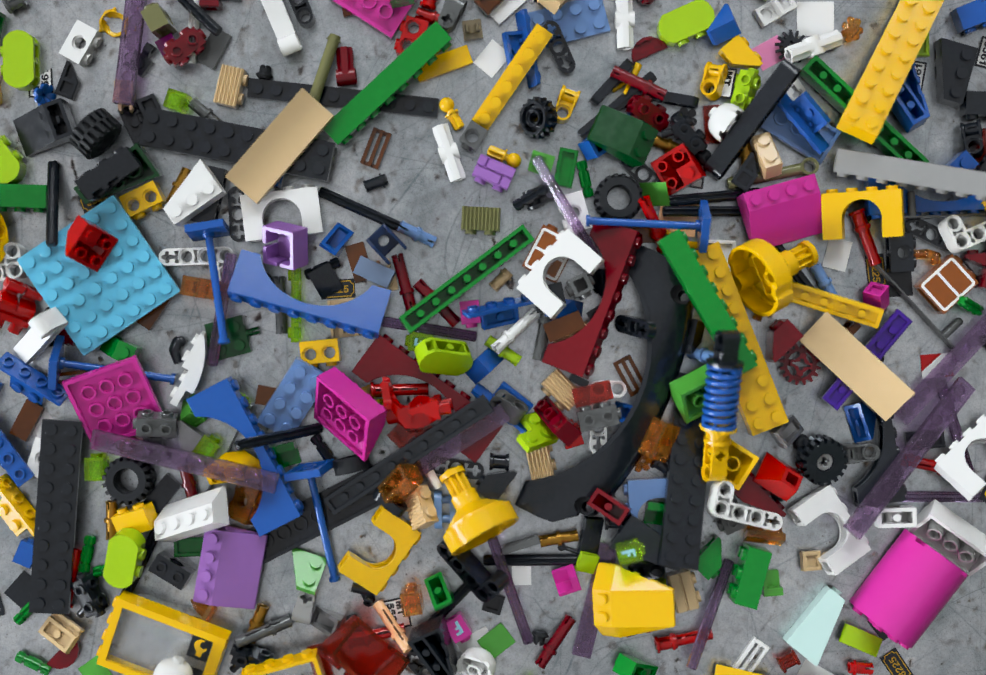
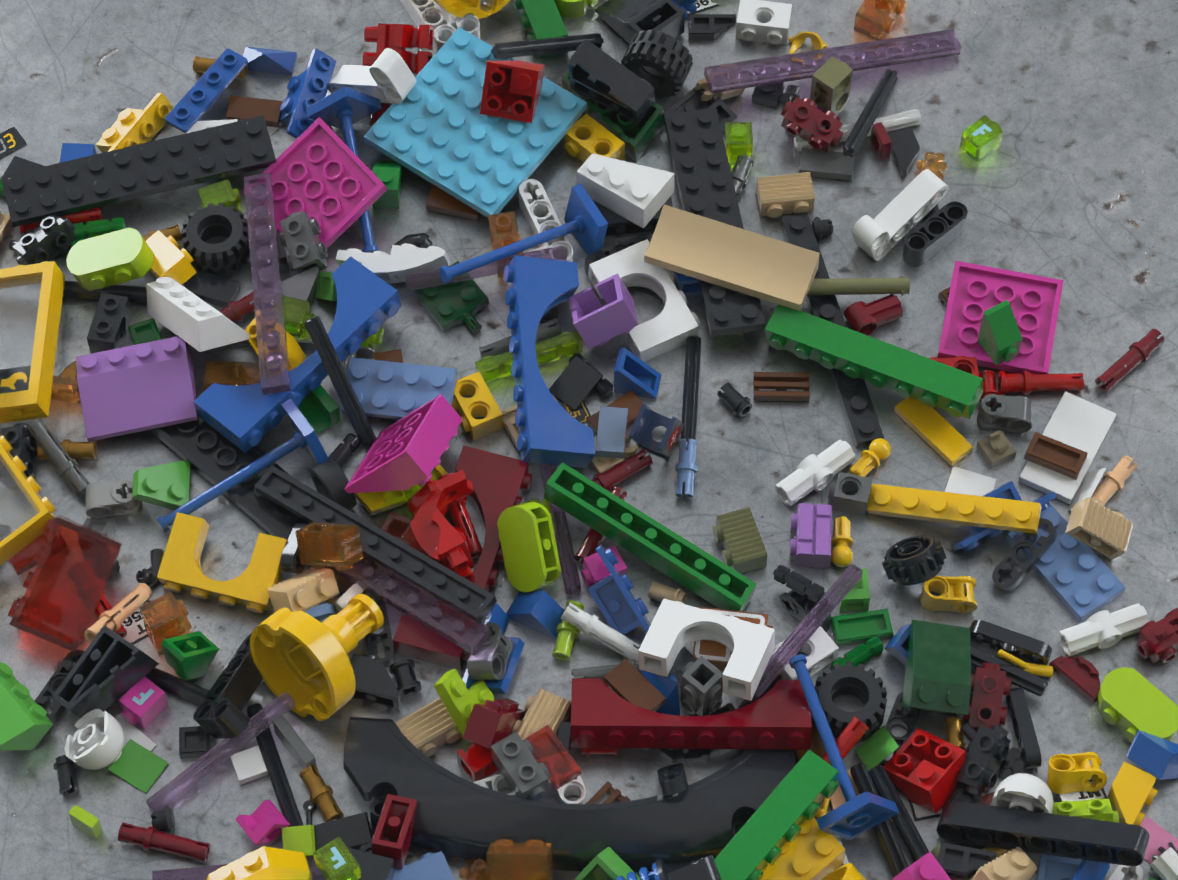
camera: 70 degrees right, 30 degrees down
(638, 83) = (1022, 677): dark red pin -> none

